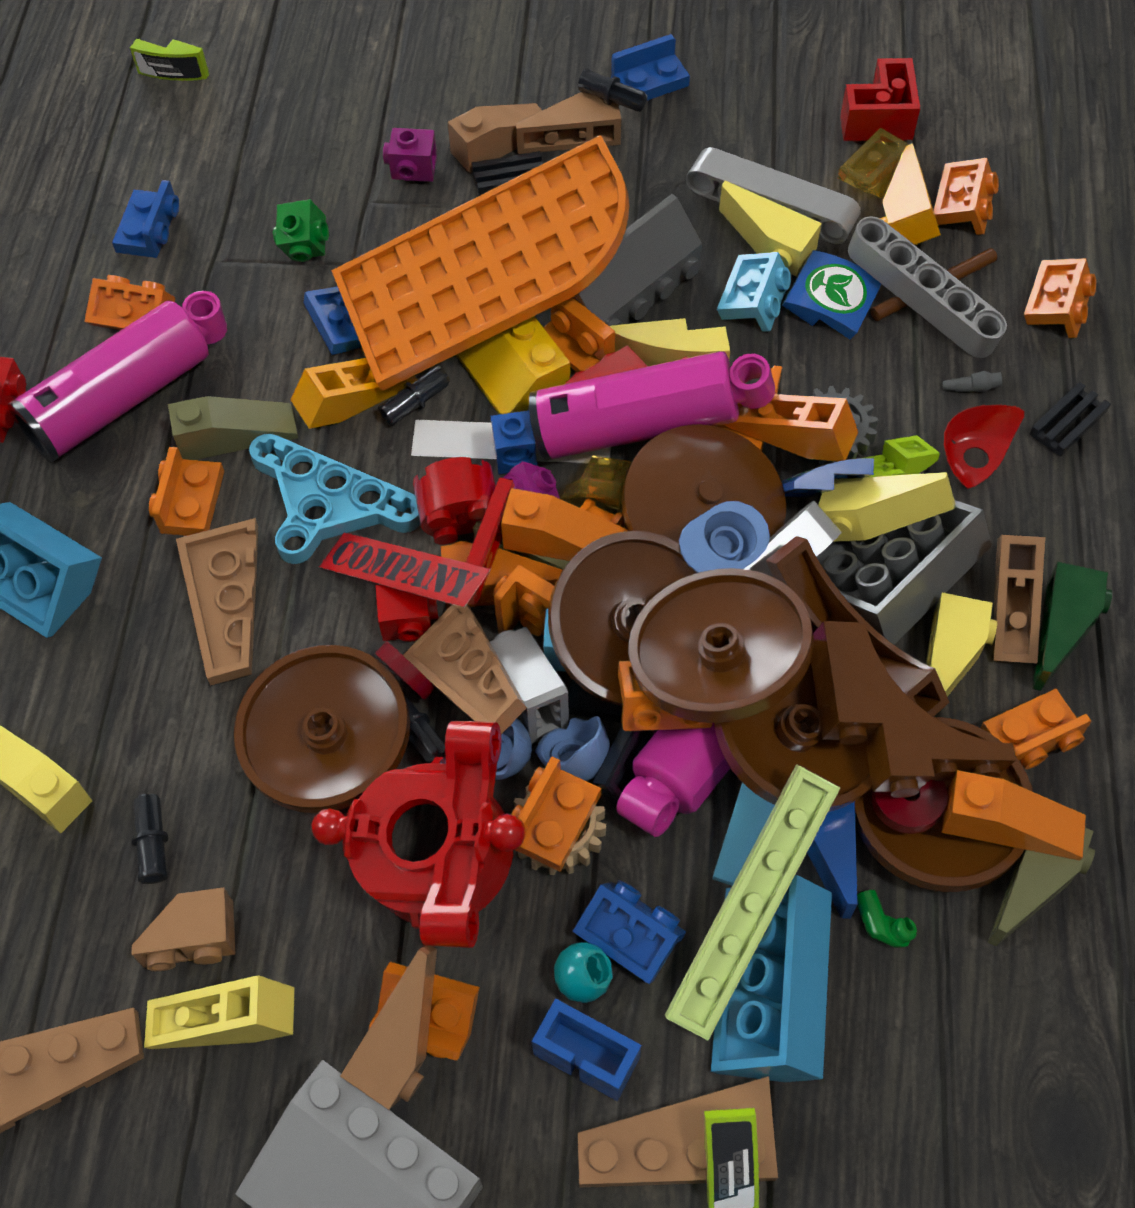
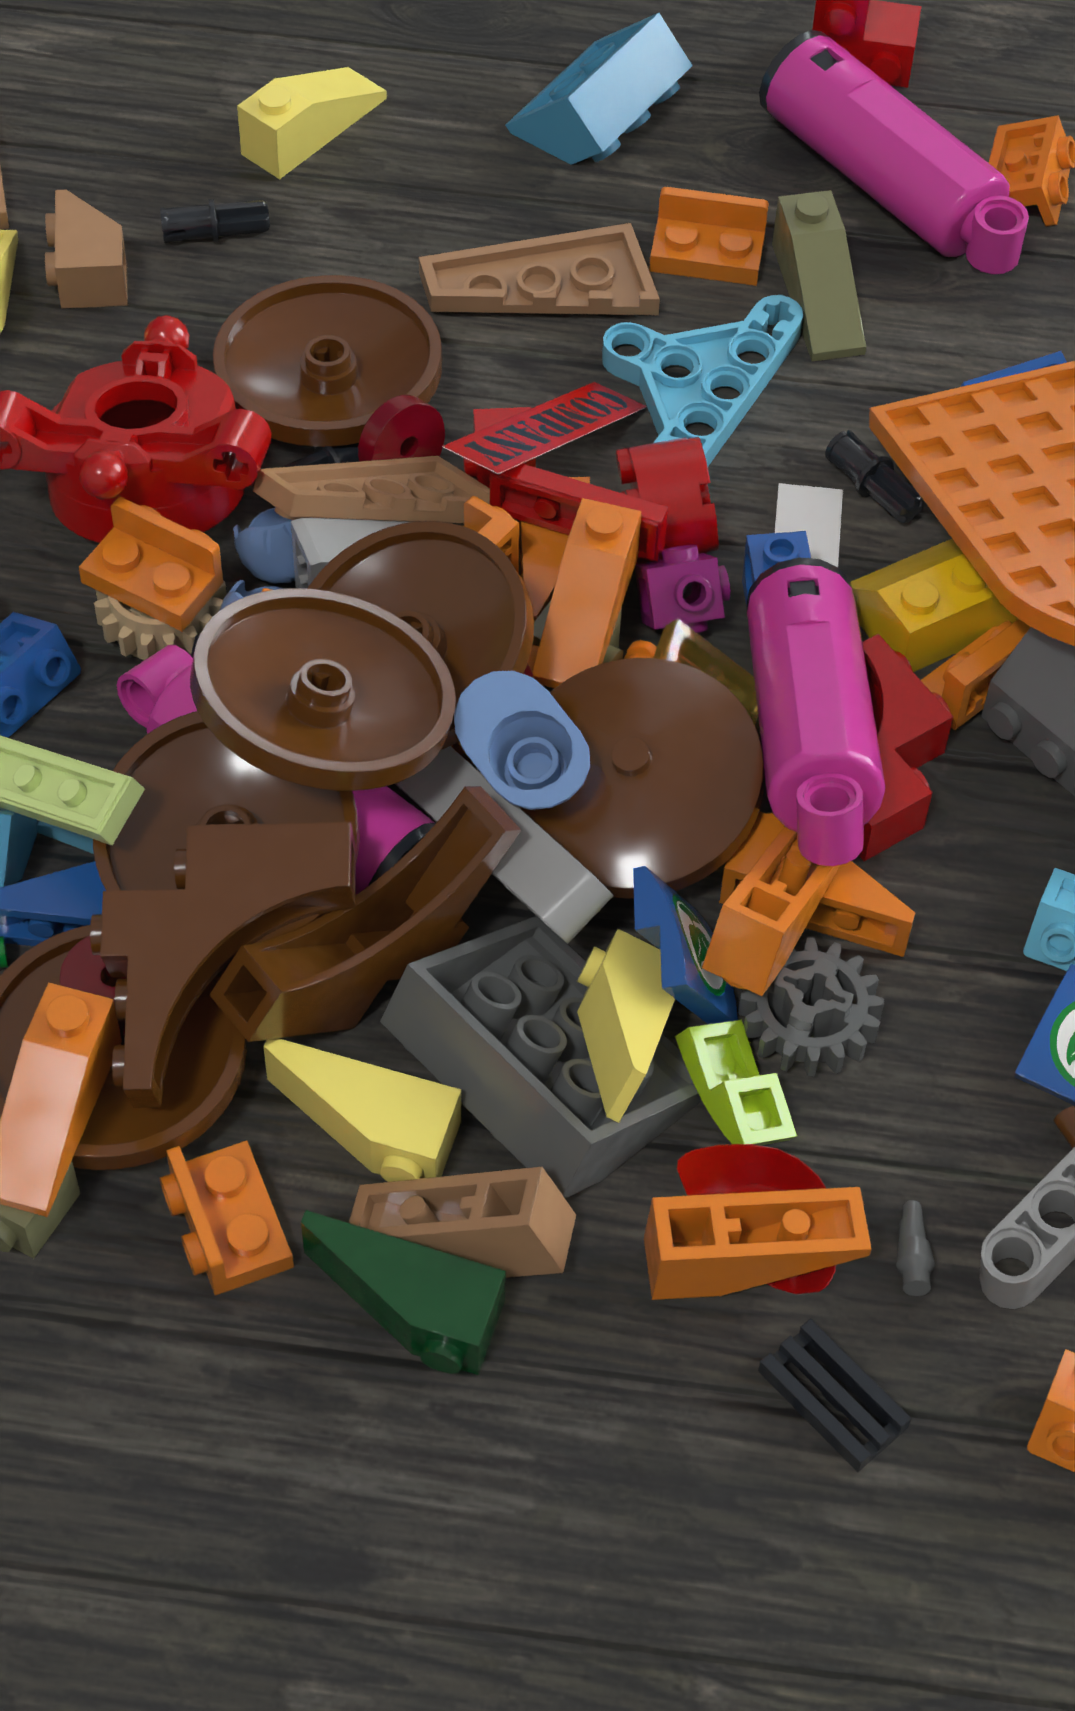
camera: 90 degrees right, 5 degrees down
(339, 392) = (863, 373): light orange slope -> none
(669, 340) = (971, 803): light yellow slope -> none
(1006, 447) = (750, 1239): none -> orange slope

